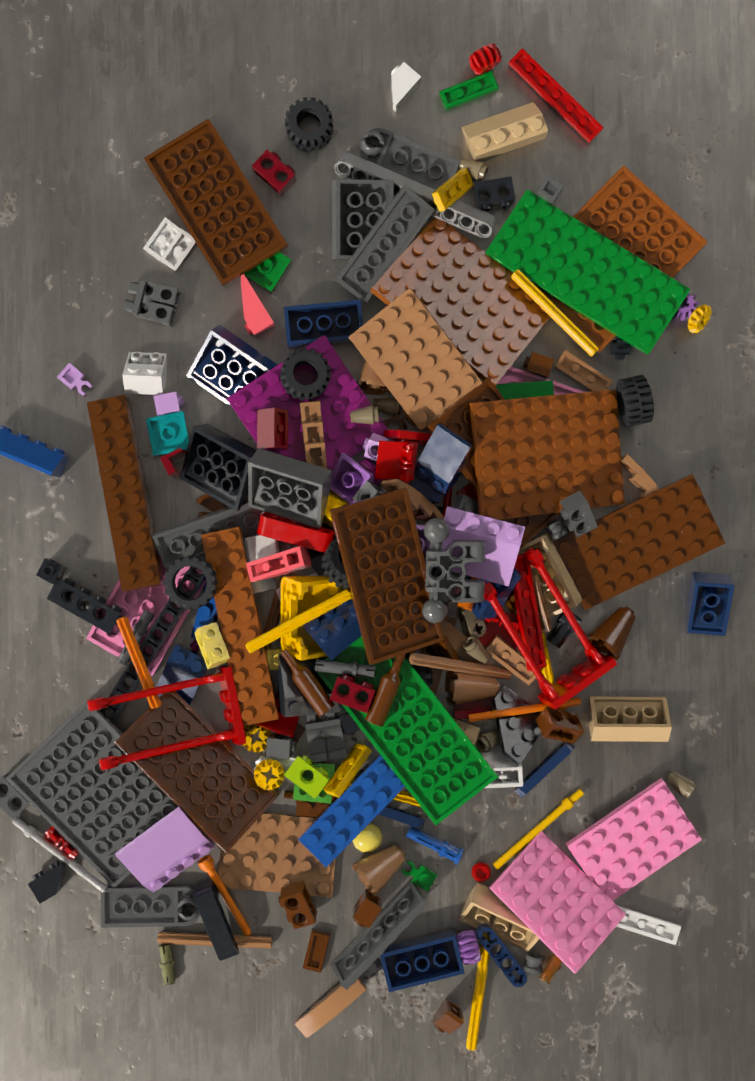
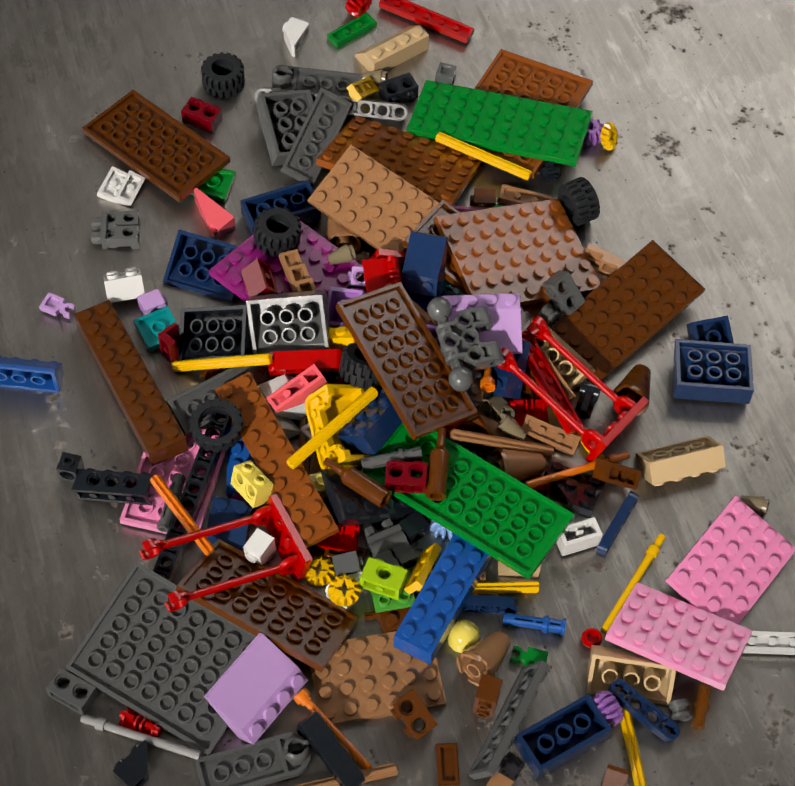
camera: 20 degrees left, 30 degrees down
(204, 711) = (260, 547): none -> white slope
(217, 503) = (222, 362): none -> yellow axle
(697, 635) = (712, 371): none -> dark blue slope

